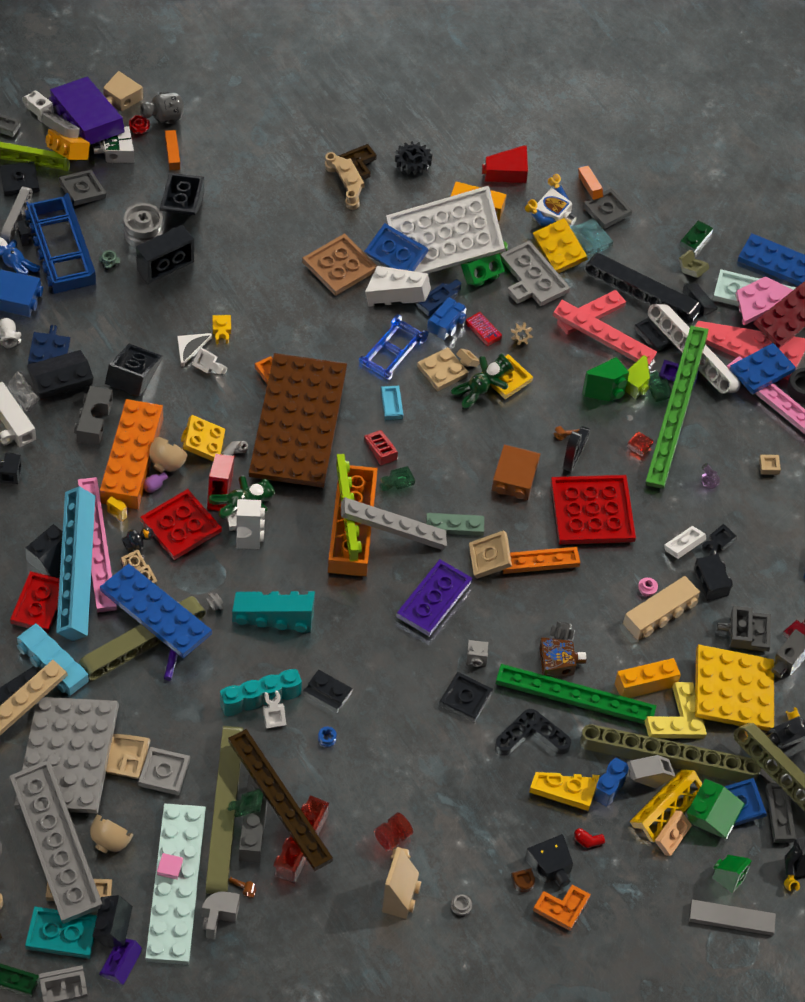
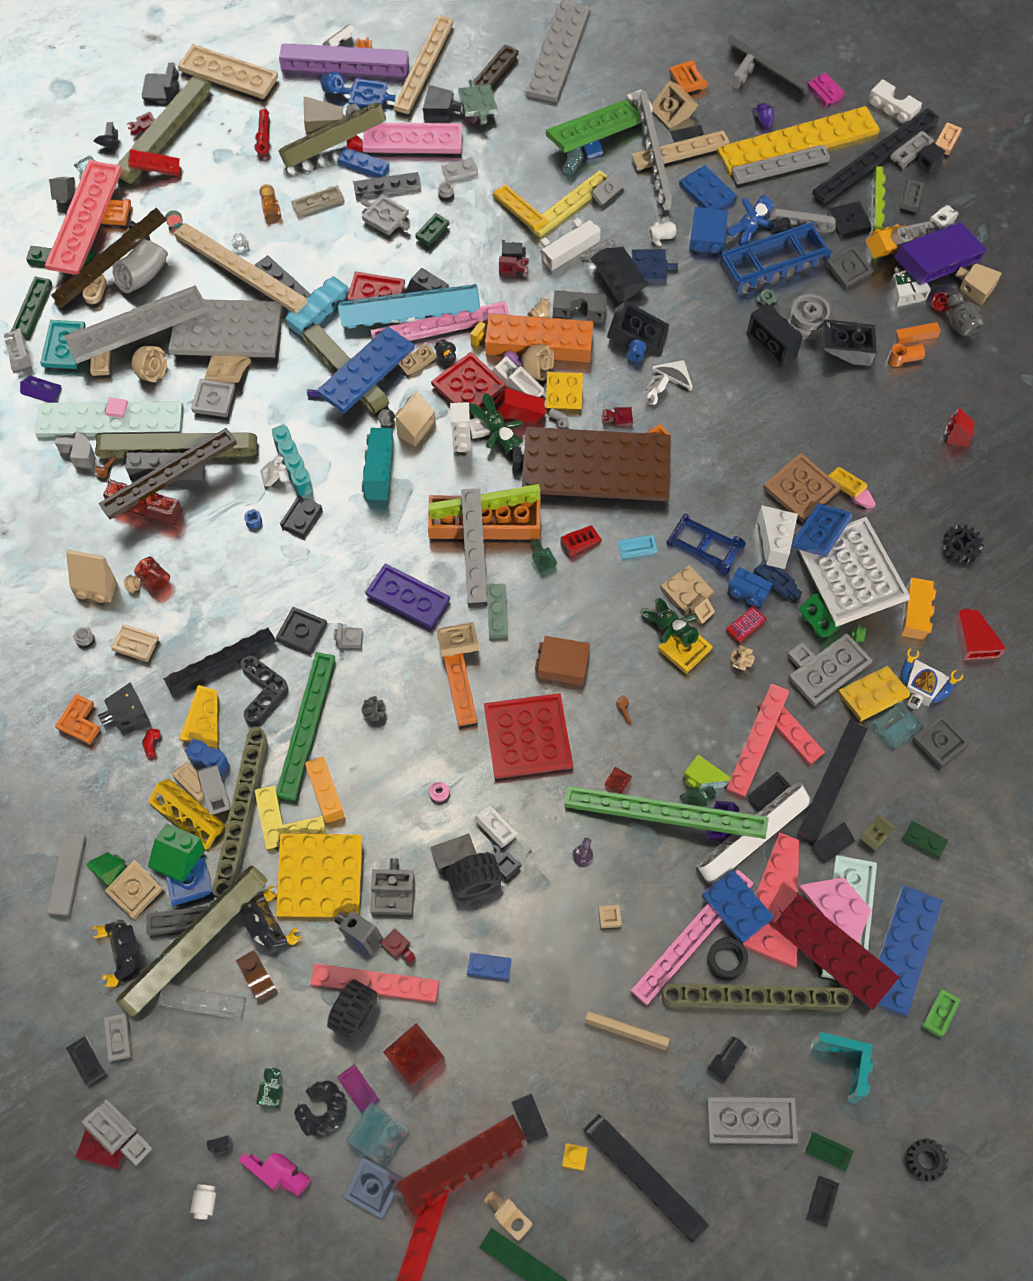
camera: 90 degrees right, 10 degrees up
(27, 472) = (510, 265): none -> dark red plate
(97, 450) = (541, 309): none -> tan animal
(112, 921) = (67, 373): black brick -> none
(160, 373) = (636, 350): none -> blue wheel
(181, 478) = (517, 378): none -> white slope
(197, 161) = (901, 354): none -> orange piece
(221, 327) = (703, 395): yellow plate -> none
(225, 573) = (414, 419): none -> tan slope
(237, 398) = (620, 416): none -> dark red plate
(249, 803) = (164, 451): clear green plate -> none
(282, 488) = (518, 459): none -> black plate
(292, 136) = (960, 429): none -> red slope
(342, 225) = (848, 482): none -> yellow plate
(349, 177) = (915, 485): tan plate -> none
(356, 221) = (864, 499): none -> bright pink tile
(360, 157) = (943, 489): dark brown plate -> none
(473, 852) = (135, 643): none -> tan plate
(499, 770) = (219, 660): none -> black plate
(523, 880) = (108, 686): reddish brown tile -> none
(559, 657) = (345, 707): reddish brown torso -> none
(574, 447) = (585, 710): black beam -> none
(590, 182) = (972, 720): orange piece -> none
(606, 381) = (689, 740): green slope -> none
(632, 801) = (189, 779): none -> tan tile
(661, 608) = (411, 803): tan brick -> none
(673, 833) = (152, 815): light nougat plate -> none
(740, 555) = (474, 875): none -> black tyre
(753, 846) = (134, 889): none -> tan plate

